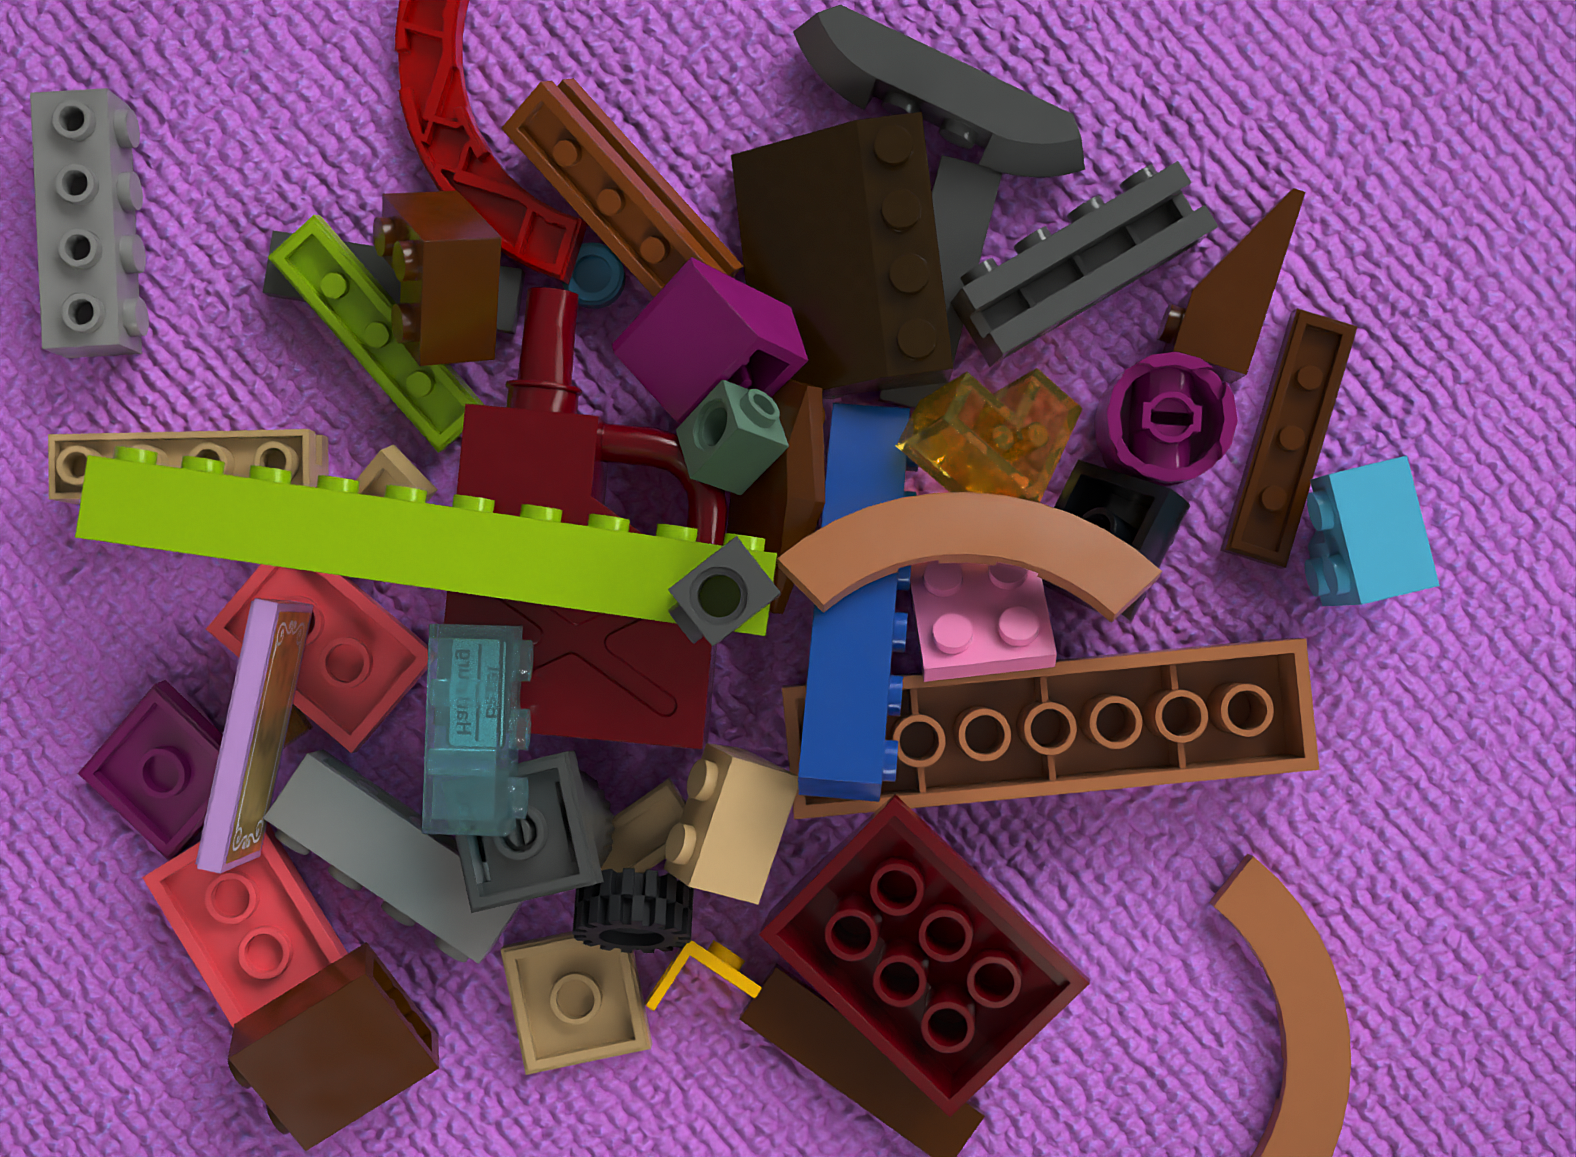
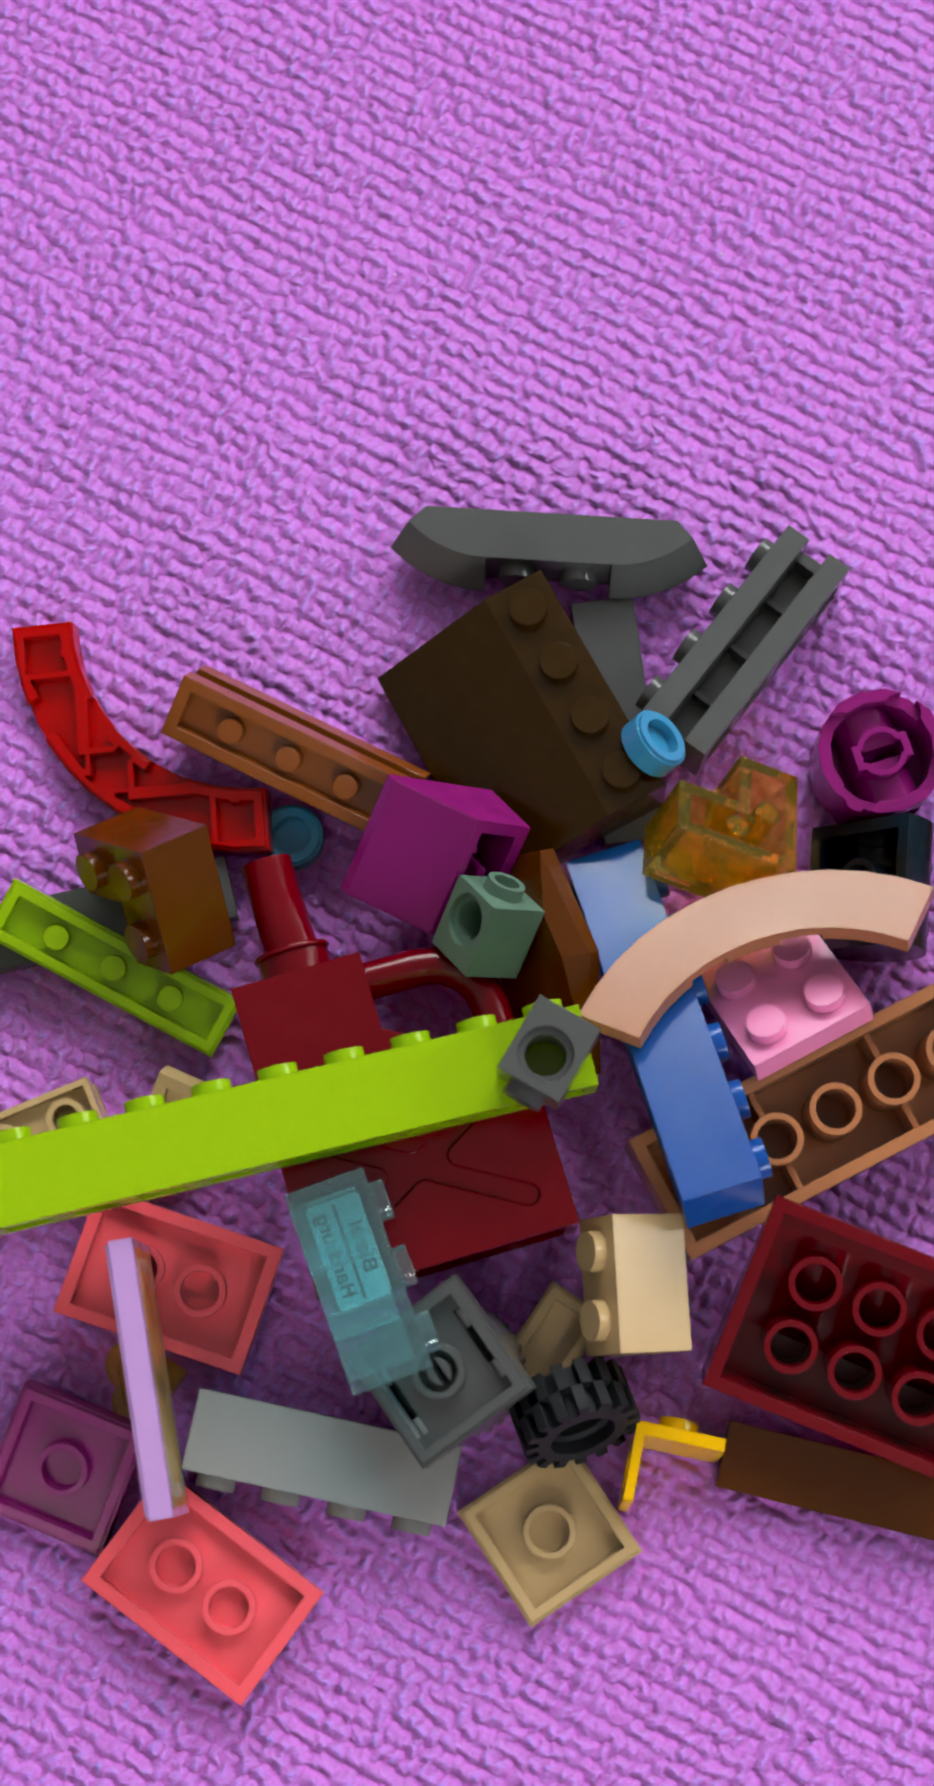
camera: 20 degrees left, 10 degrees down
(333, 1048) = (334, 1672): reddish brown brick -> none
(957, 325) = (653, 743): none -> dark azure tile
(1229, 305) = (890, 633): reddish brown slope -> none

